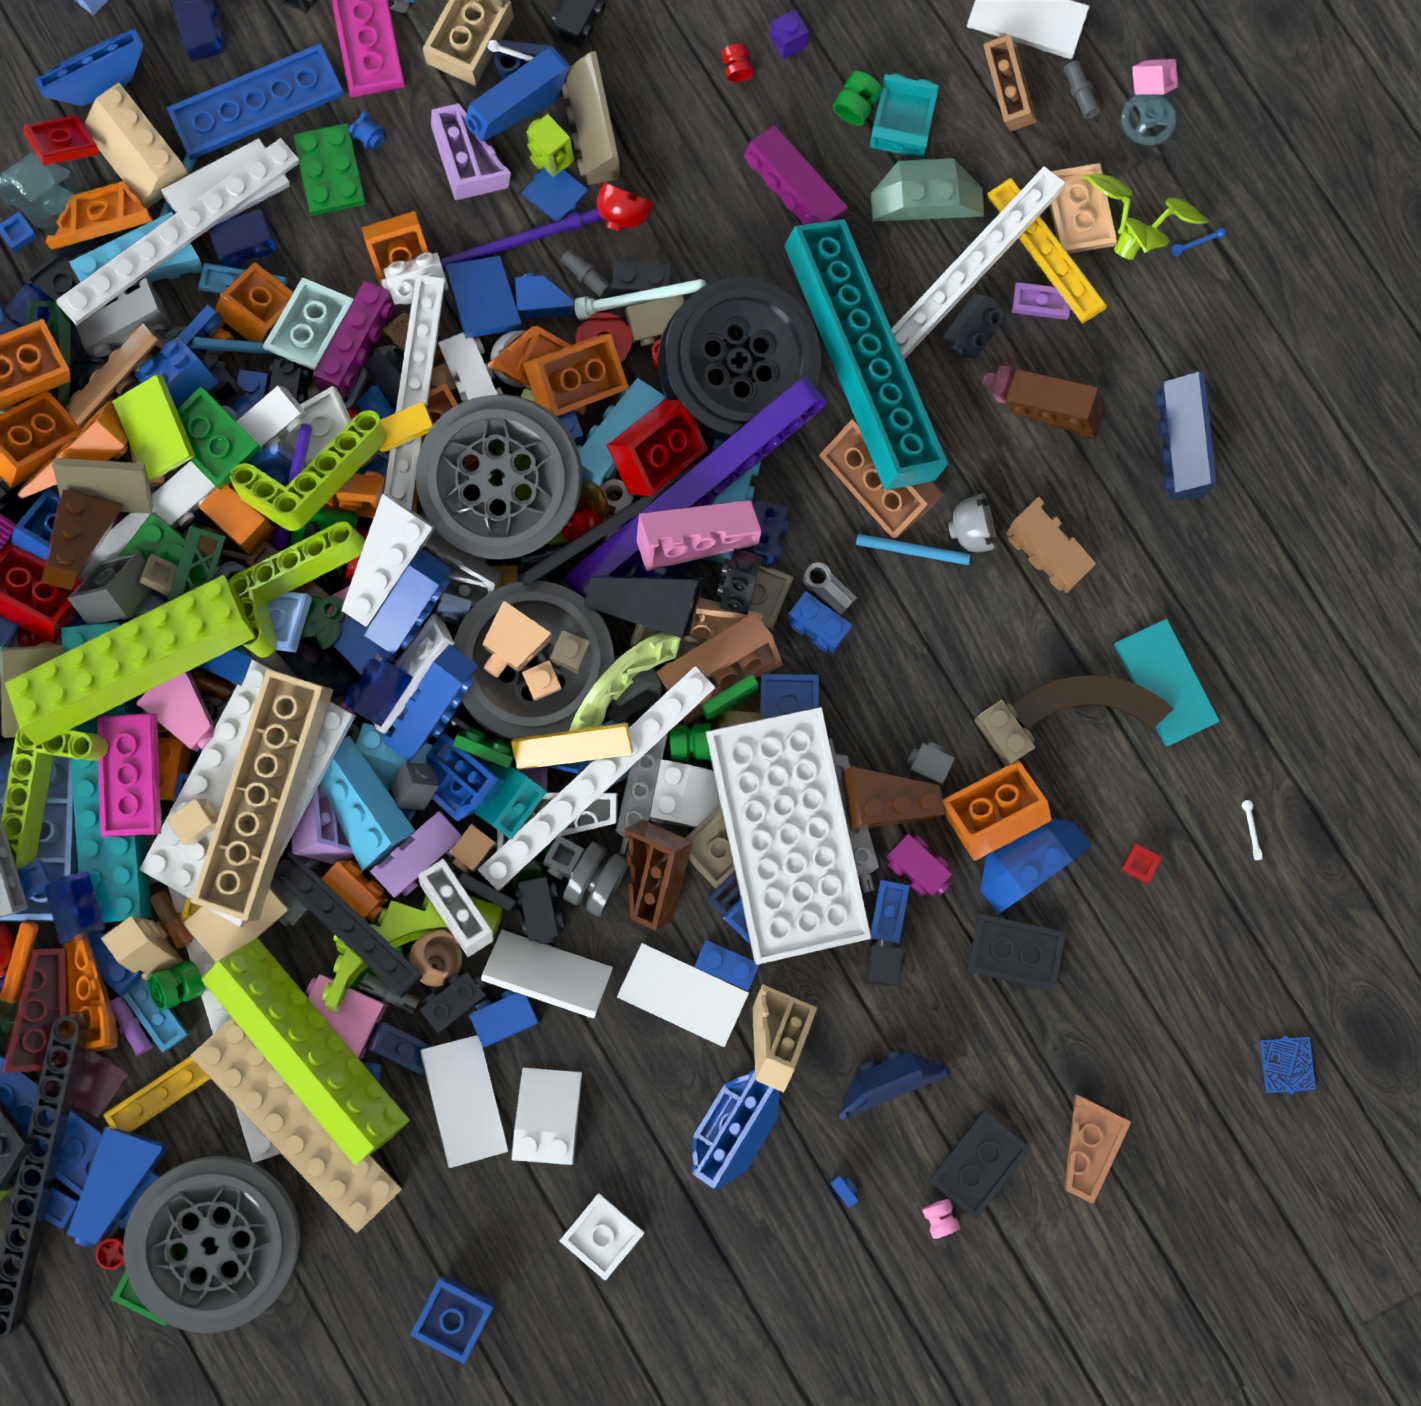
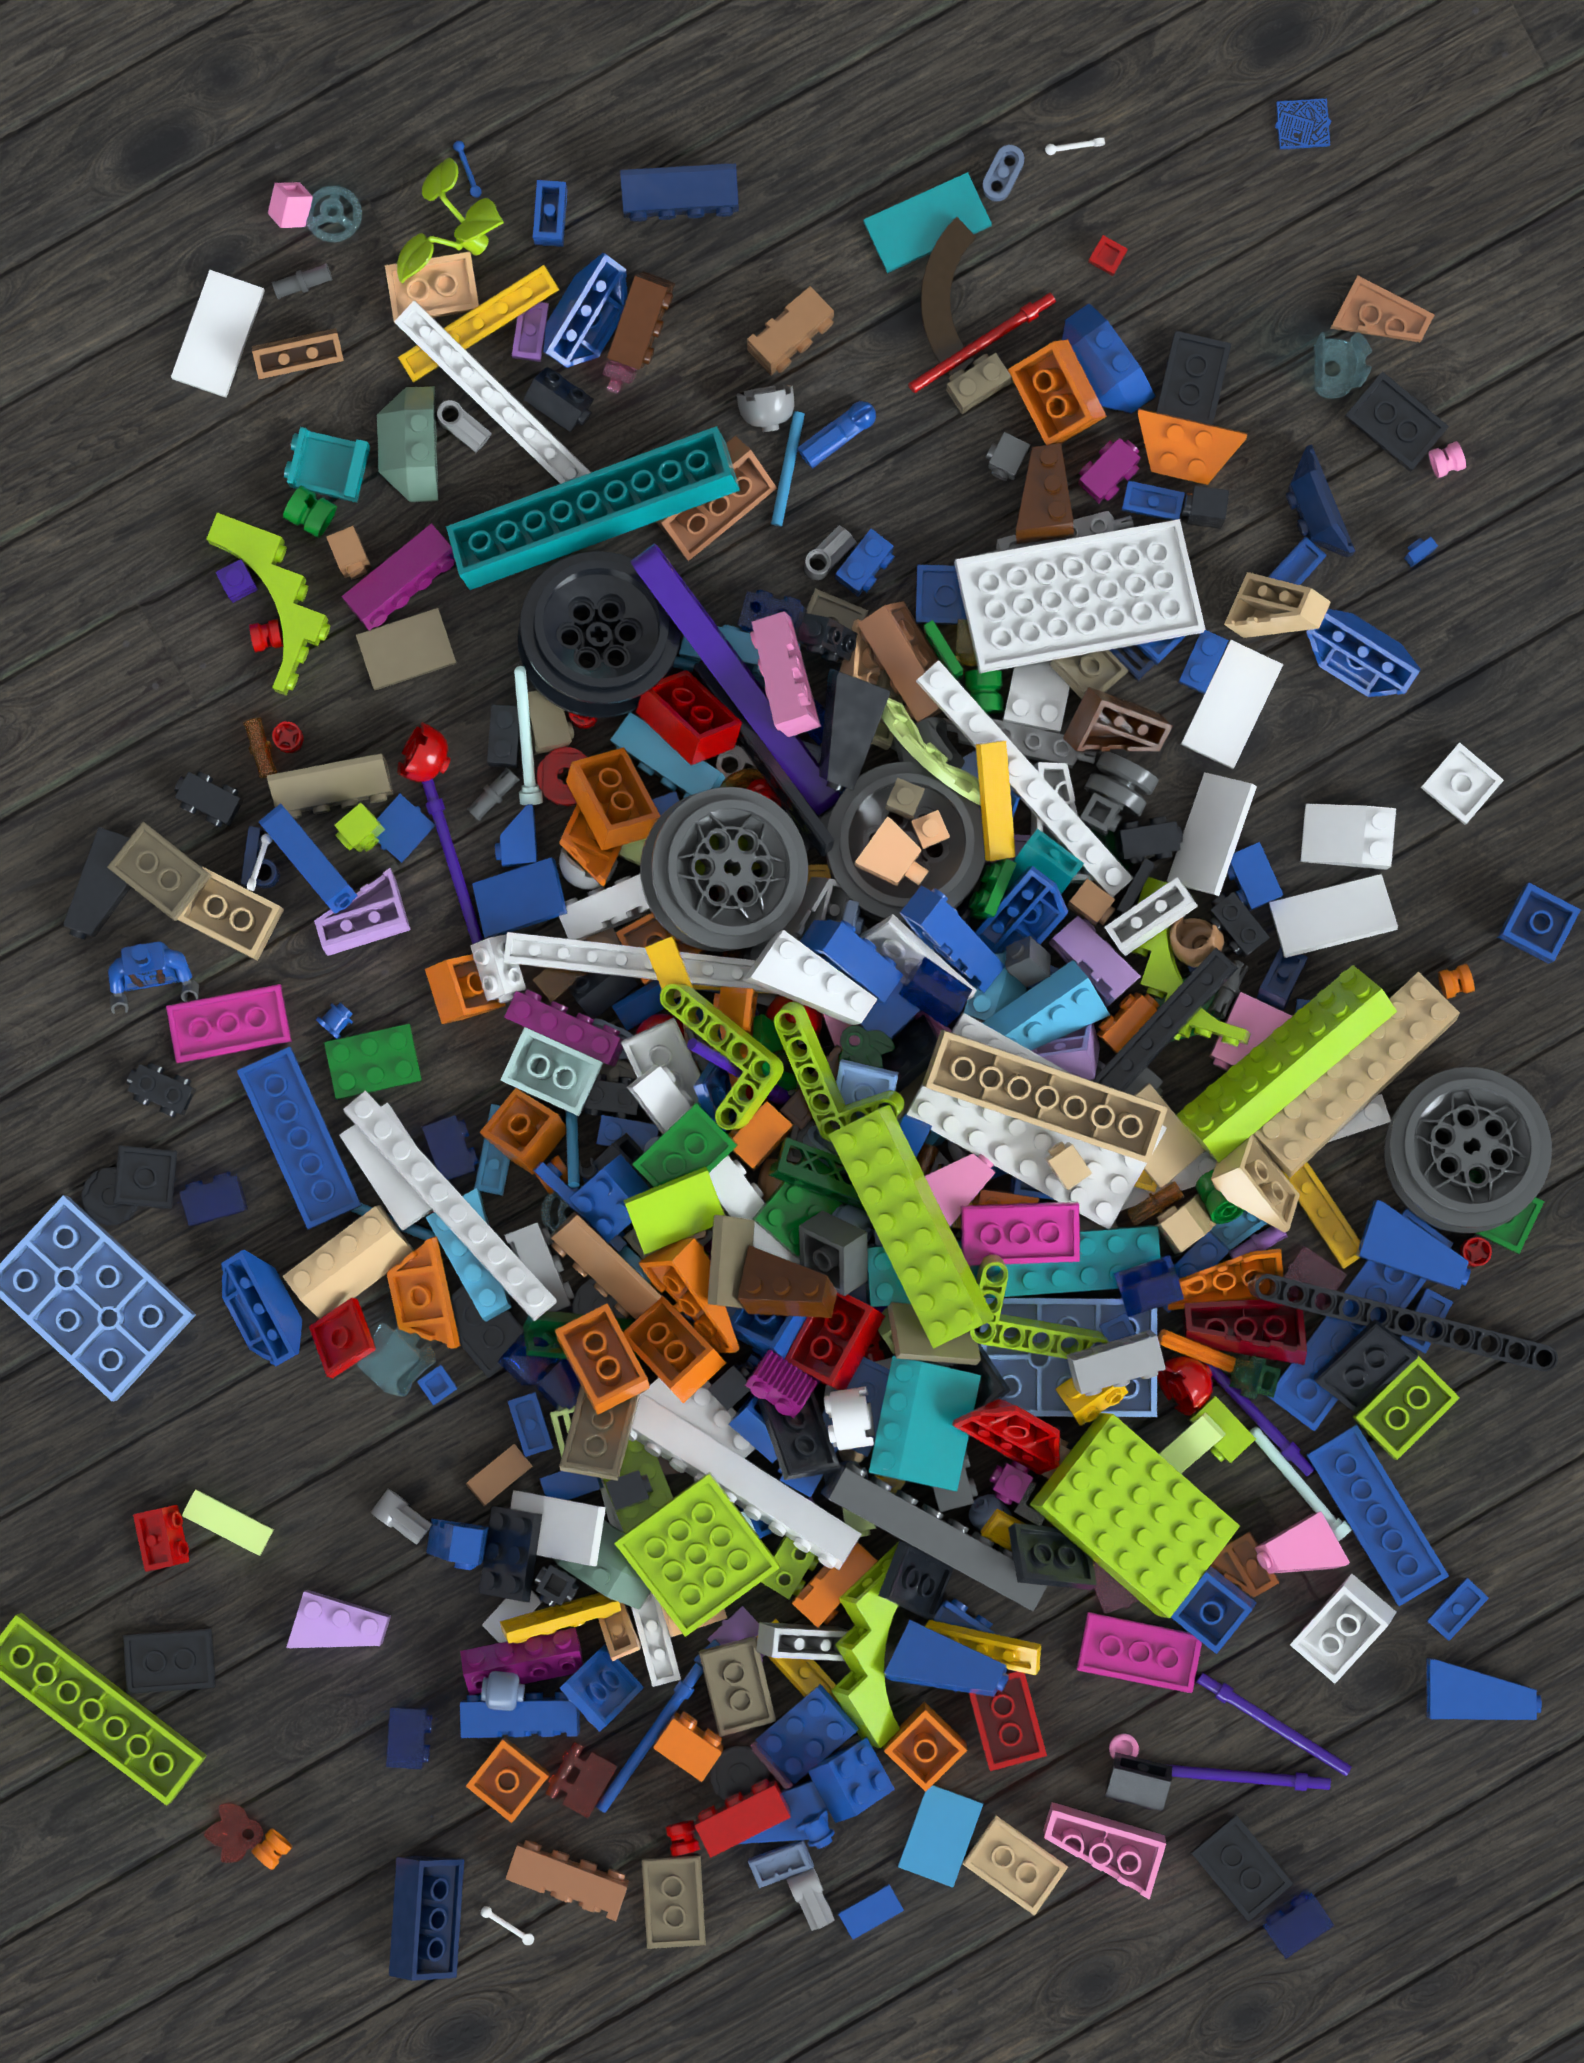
camera: 85 degrees left, 5 degrees up
(158, 574) = (821, 1205): dark tan plate -> none
(179, 1021) = (1256, 1184): none -> tan slope
(395, 1231) = (1456, 981): none -> orange wheel
(629, 60) = (260, 747): none -> clear orange pin
(639, 77) = (286, 733): none -> red wheel
(727, 192) = (406, 649): none -> dark tan tile
(781, 79) = (261, 553): none -> lime arch
(817, 131) = (349, 553): none -> medium nougat brick
(826, 1061) = (1299, 563): none -> blue tile
(945, 239) = (464, 427): none -> light grey piece
(946, 945) = (1187, 447): none -> orange wing
(949, 595) = (837, 433): none -> blue piece
(1046, 1114) = (1351, 360): none -> clear light blue piece
(1057, 349) = (587, 313): none -> blue wedge
(1077, 783) = (1027, 314): none -> red bar
(1158, 314) = (550, 213): none -> blue brick
(1219, 756) = (1003, 174): none -> sand blue plate

